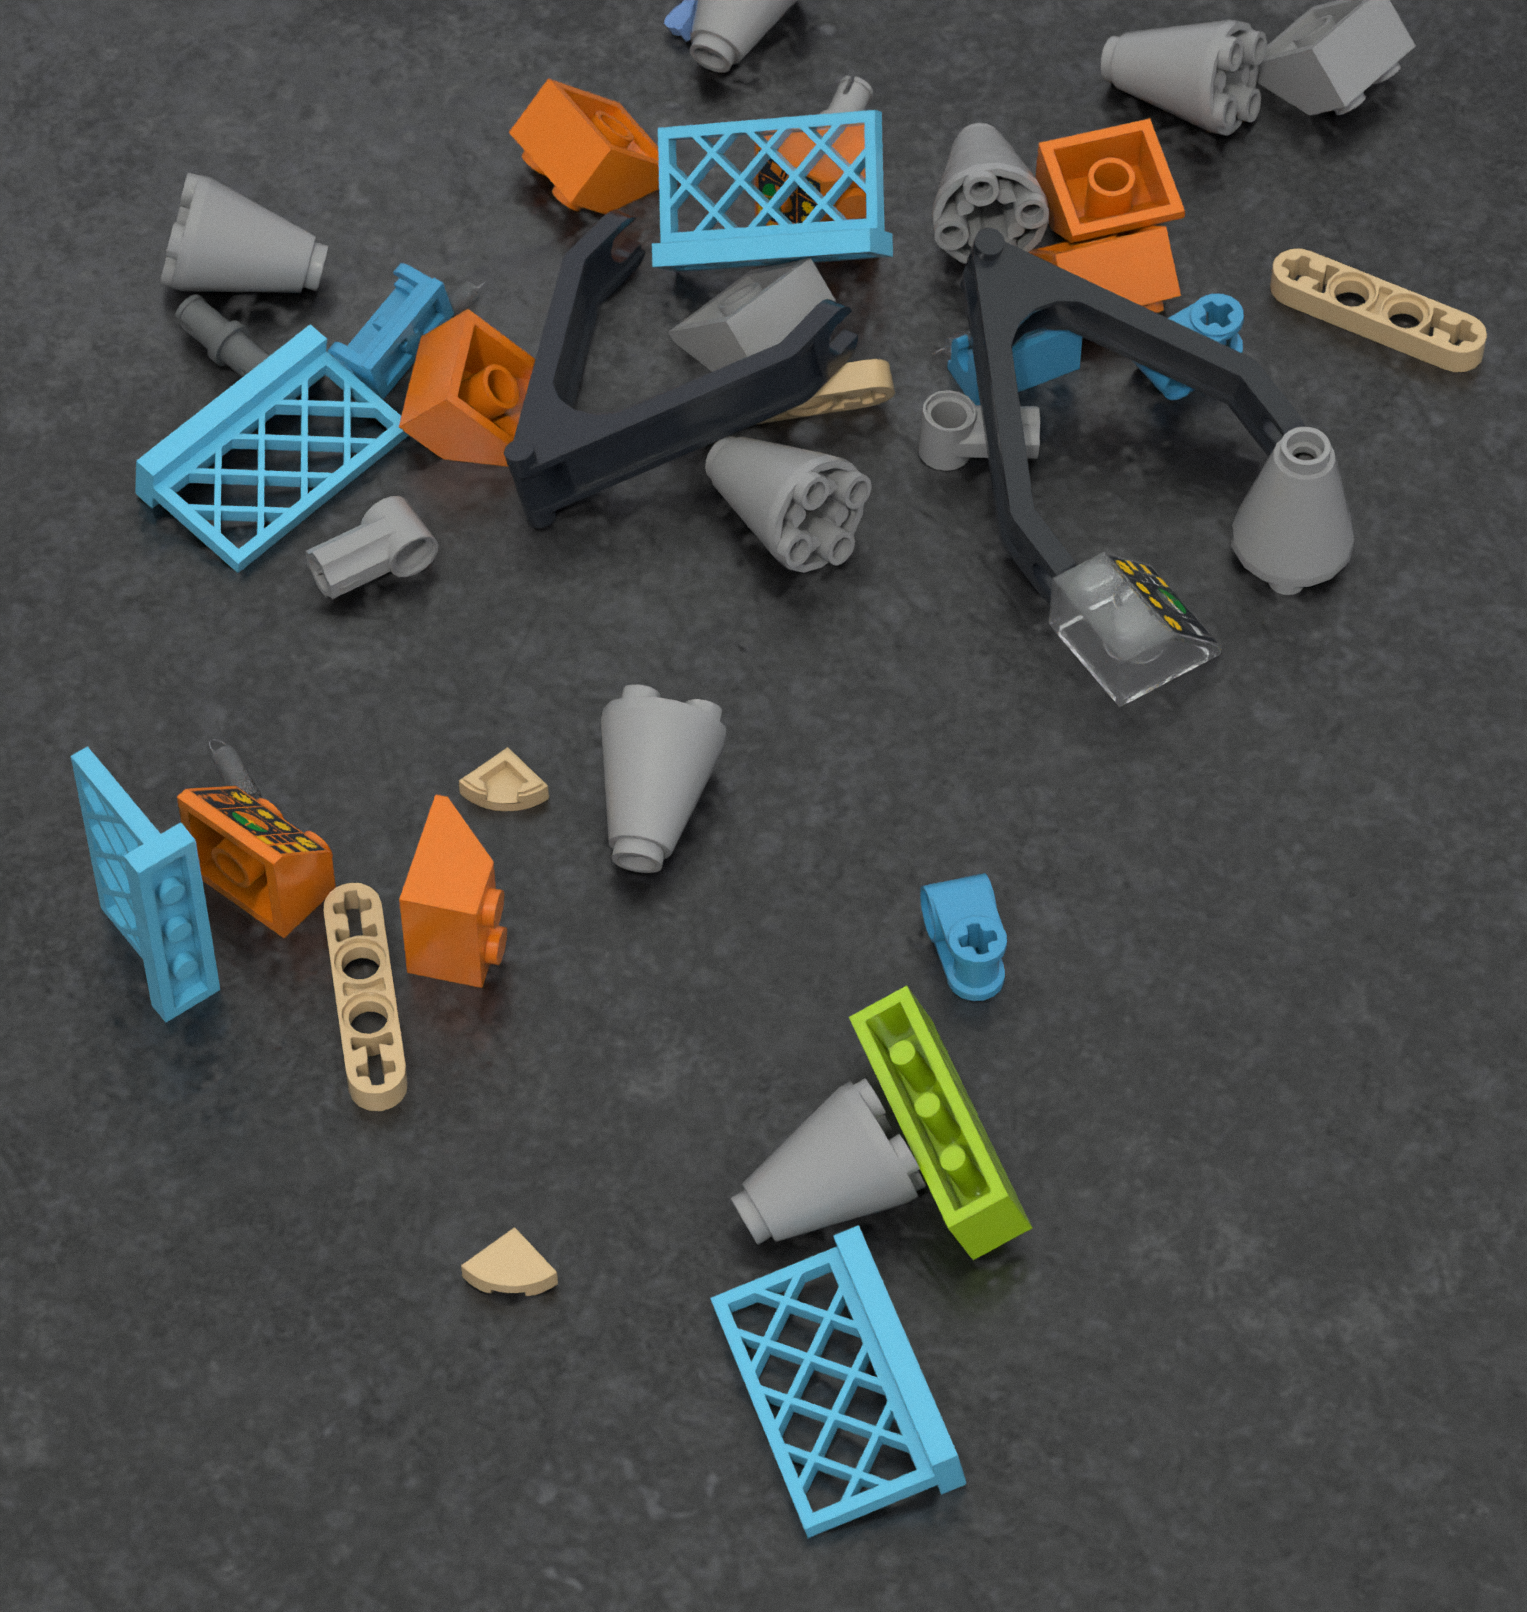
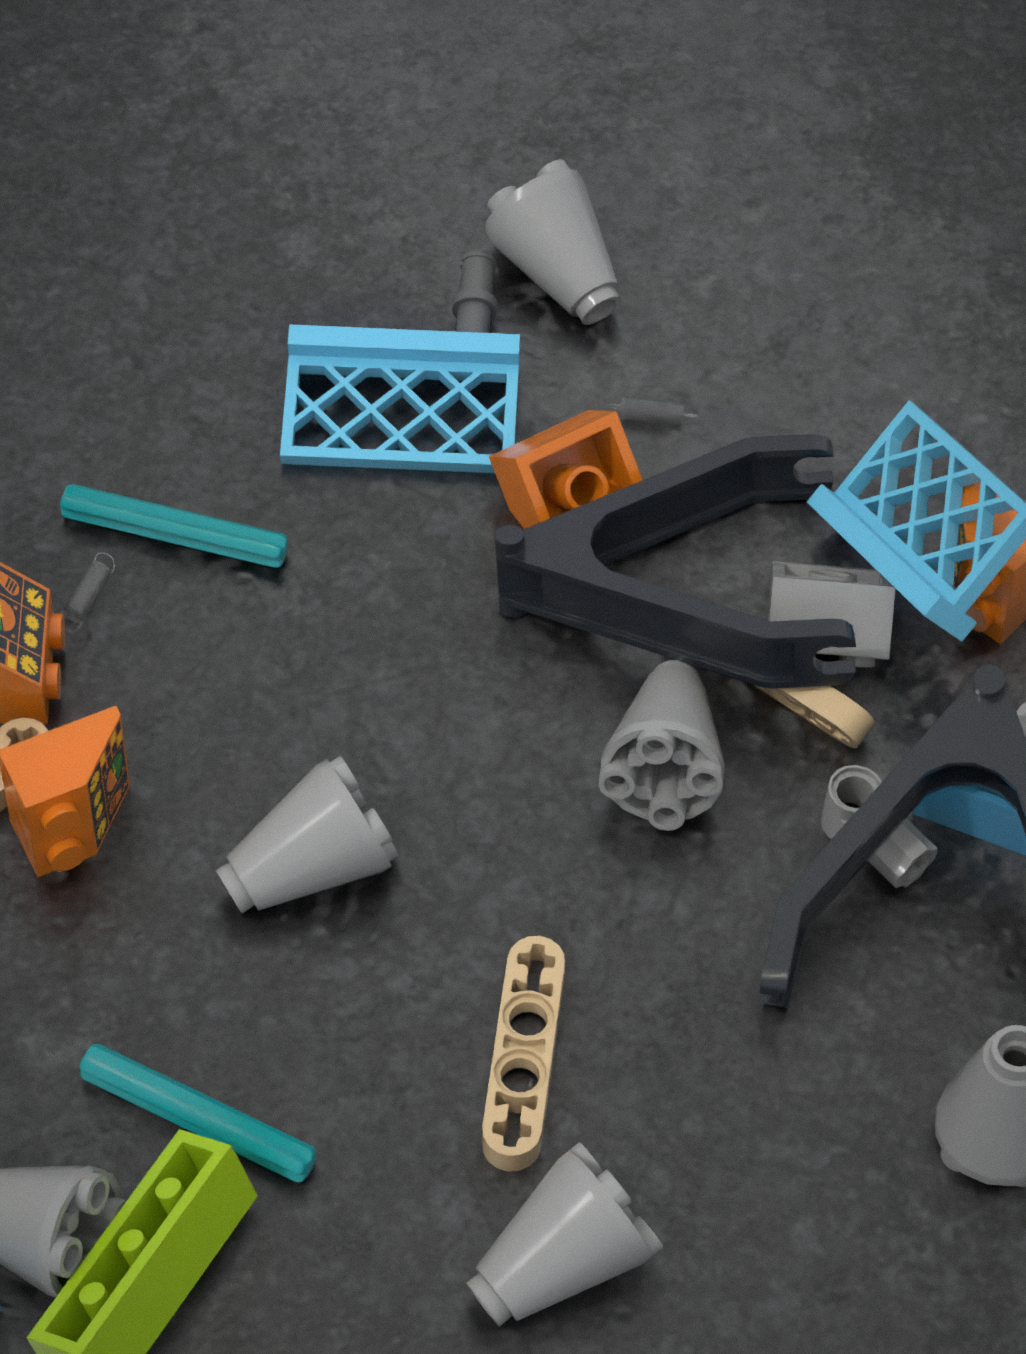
camera: 50 degrees right, 0 degrees up
(232, 678) = (174, 525): none -> teal axle
(386, 541) = (382, 528): light grey piece -> none
(392, 335) = (561, 397): dark azure hinge -> none
(504, 784) = (234, 758): tan tile -> none
(587, 148) = (877, 370): orange slope -> none
(809, 1014) = (197, 1112): none -> teal axle
(966, 769) = (522, 1051): none -> tan beam
(966, 934) = (362, 1163): dark azure piece -> none
(1127, 626) = (788, 1068): clear slope -> none
(1161, 844) = (562, 1241): none -> light grey cone

